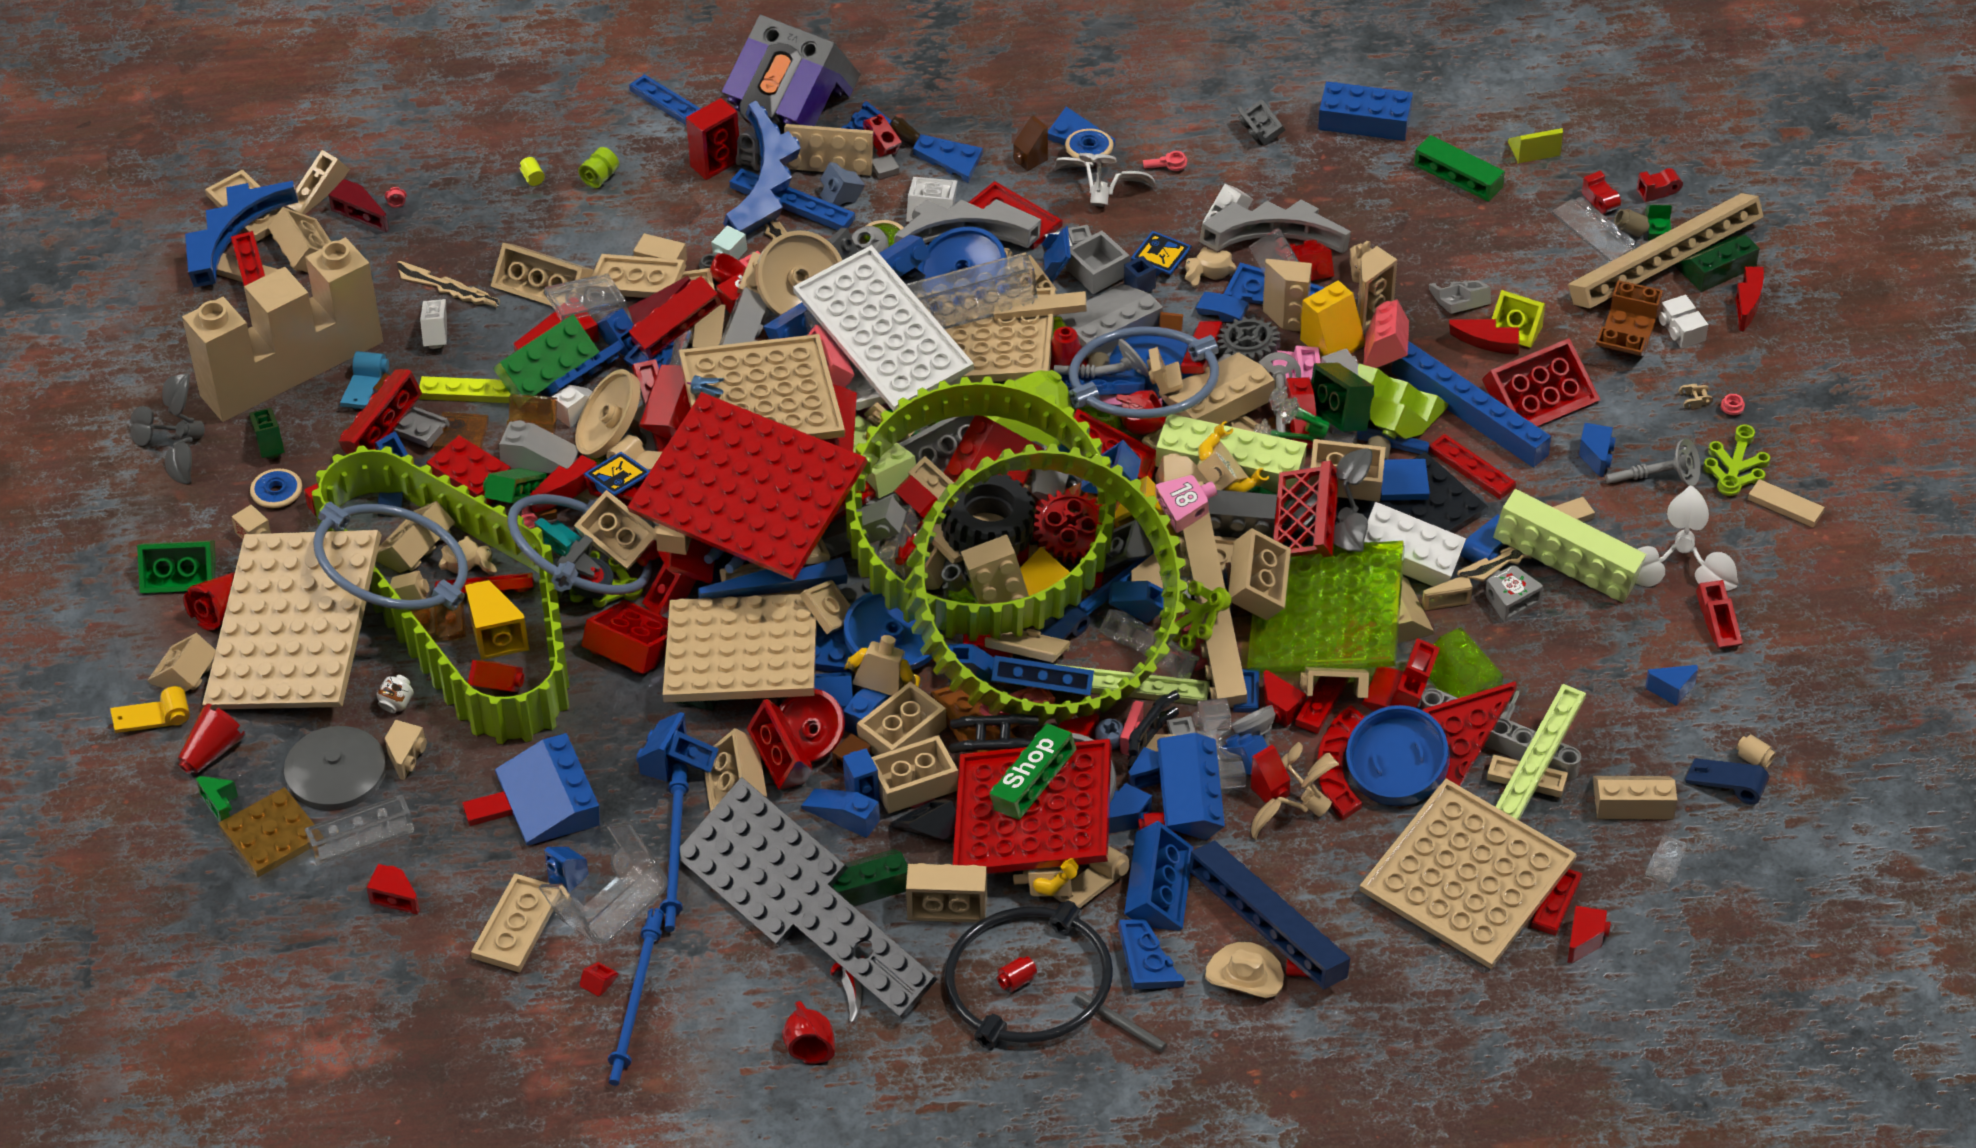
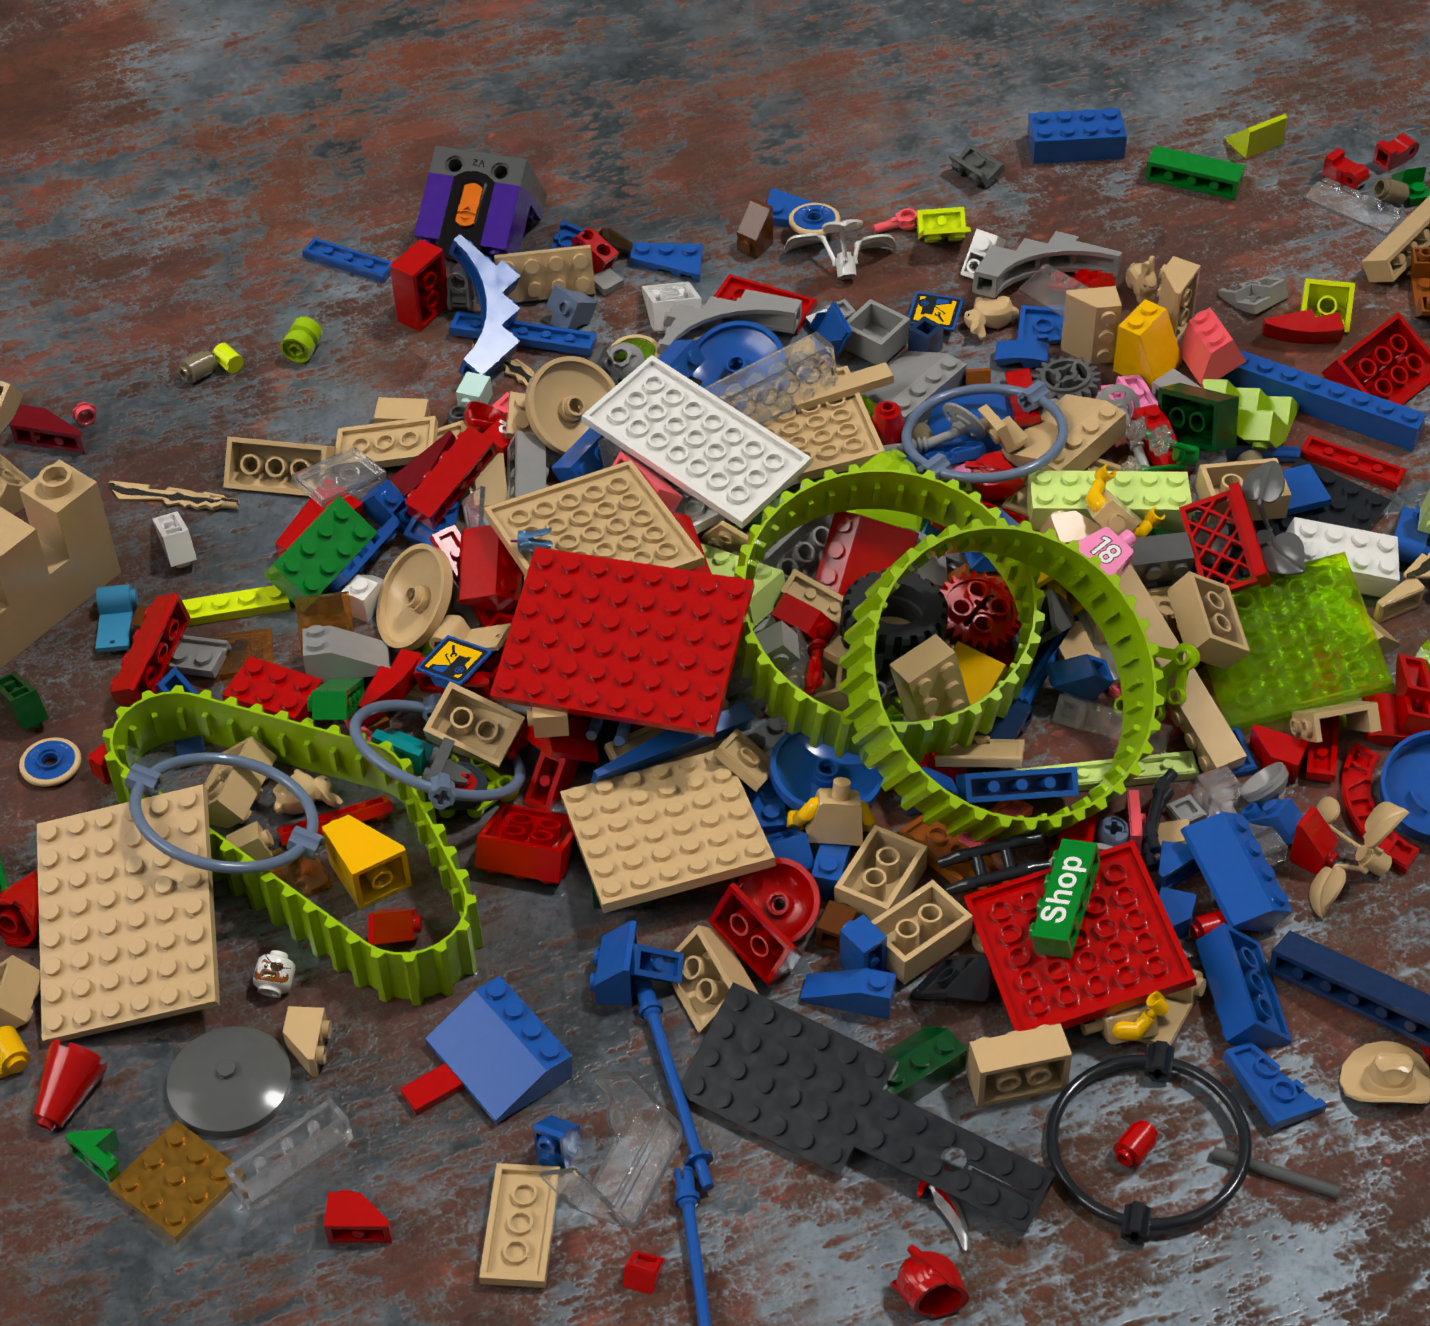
camera: 15 degrees left, 0 degrees up
(250, 522) = (34, 808): tan brick -> none
(503, 174) = (197, 366): none -> dark tan brick
(1203, 171) = (942, 223): none -> neon yellow bracket

